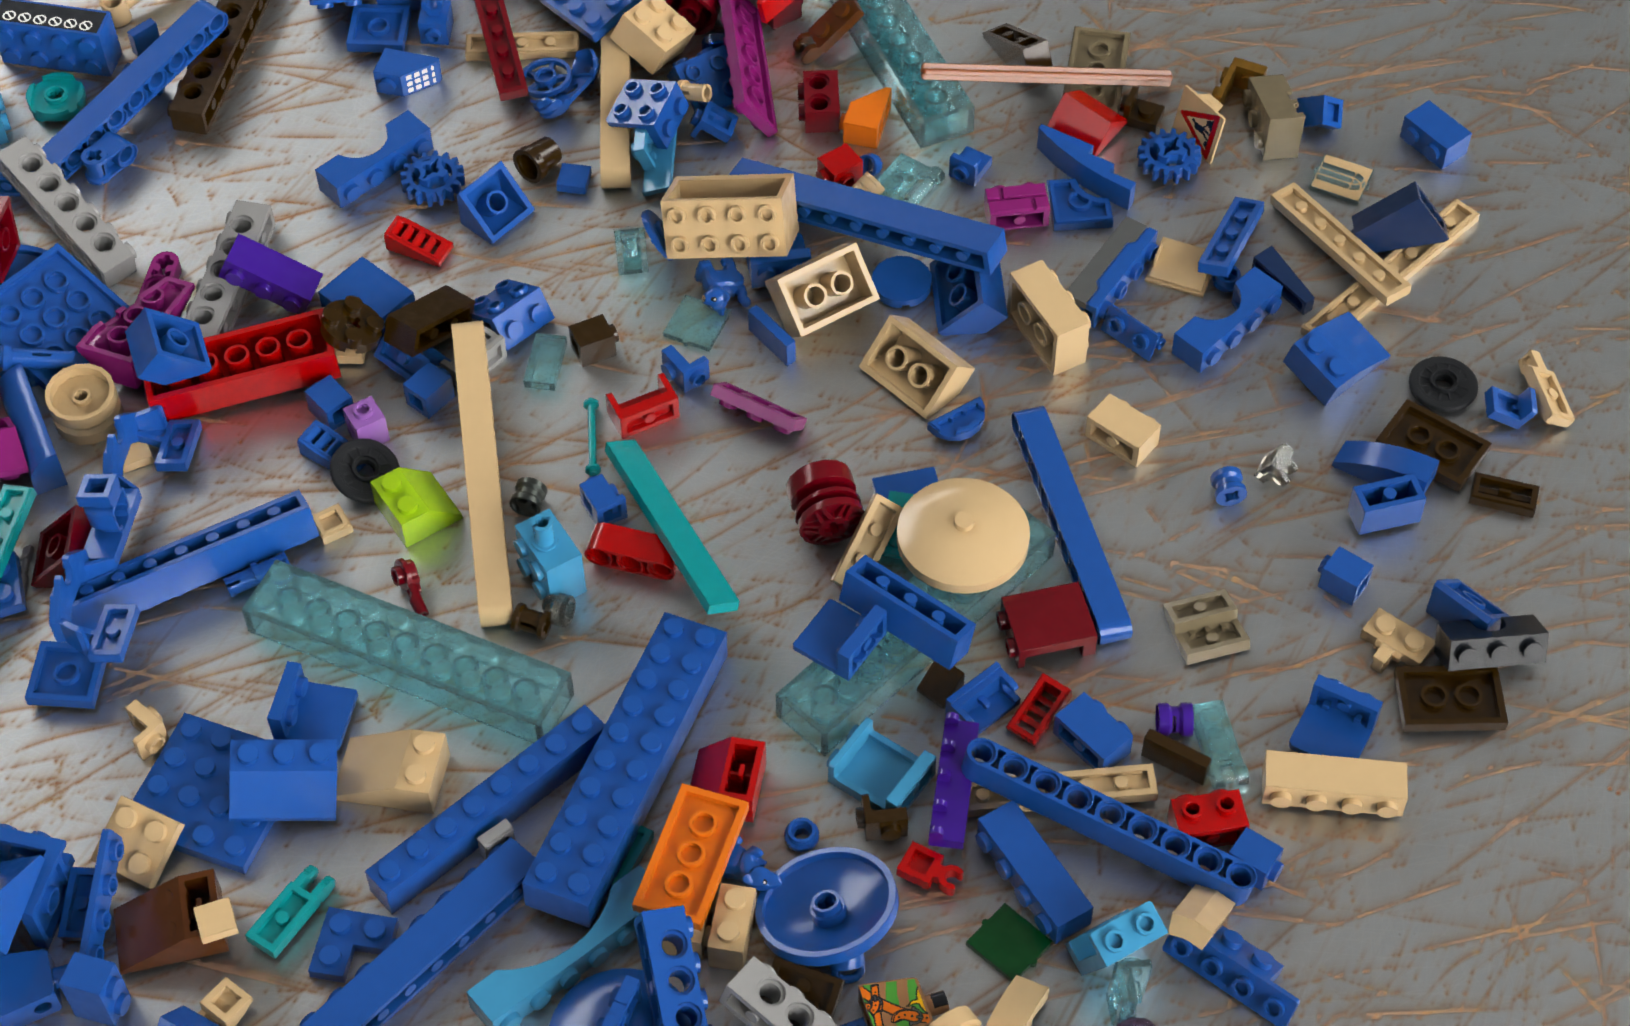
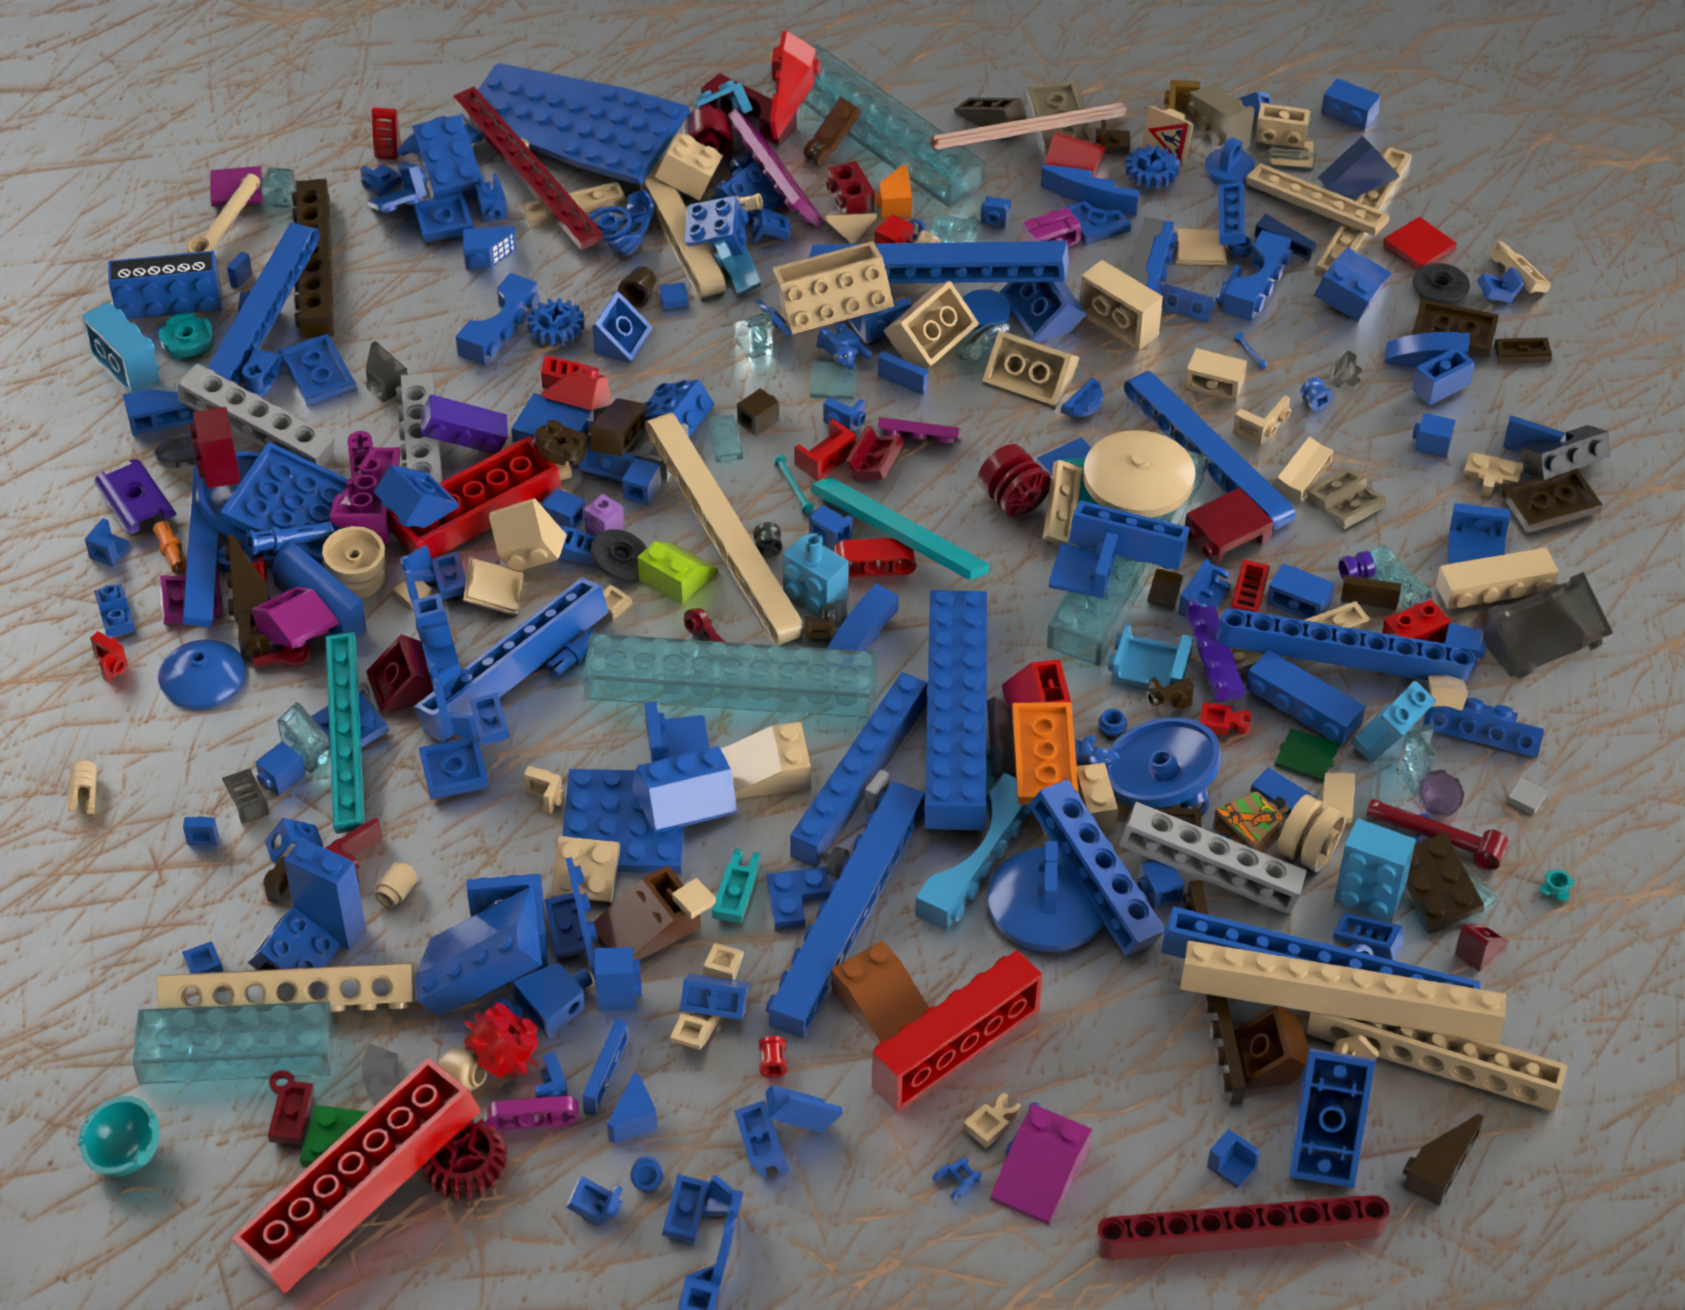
camera: 20 degrees left, 5 degrees down
(167, 169) = (317, 370): none -> blue tile
(214, 471) = (493, 586): none -> tan piece
(224, 189) = (383, 372): none -> clear smoke slope
(266, 424) = (526, 535): none -> tan slope
(407, 913) = (834, 860): none -> clear smoke tile
(410, 268) = (581, 389): none -> red slope
(580, 630) = (865, 620): none -> blue slope
(657, 814) = (1001, 737): none -> clear smoke tile
(690, 425) = (873, 455): none -> dark red bracket
(802, 144) = (851, 226): none -> tan slope
(870, 319) = (977, 342): none -> clear light blue slope
(952, 976) = (1272, 784): none -> blue tile
(1140, 514) = (1258, 429): none -> tan bracket
(1170, 577) = (1303, 470): none -> tan piece
(1175, 390) = (1239, 338): none -> blue hinge
(1204, 312) = (1236, 272): none -> blue piece
(1260, 174) = (1229, 163): none -> blue tile
(1339, 143) = (1282, 125): none -> tan brick
(1361, 865) = (1544, 627): none -> clear smoke windscreen
(1440, 327) = (1419, 243): none -> red tile

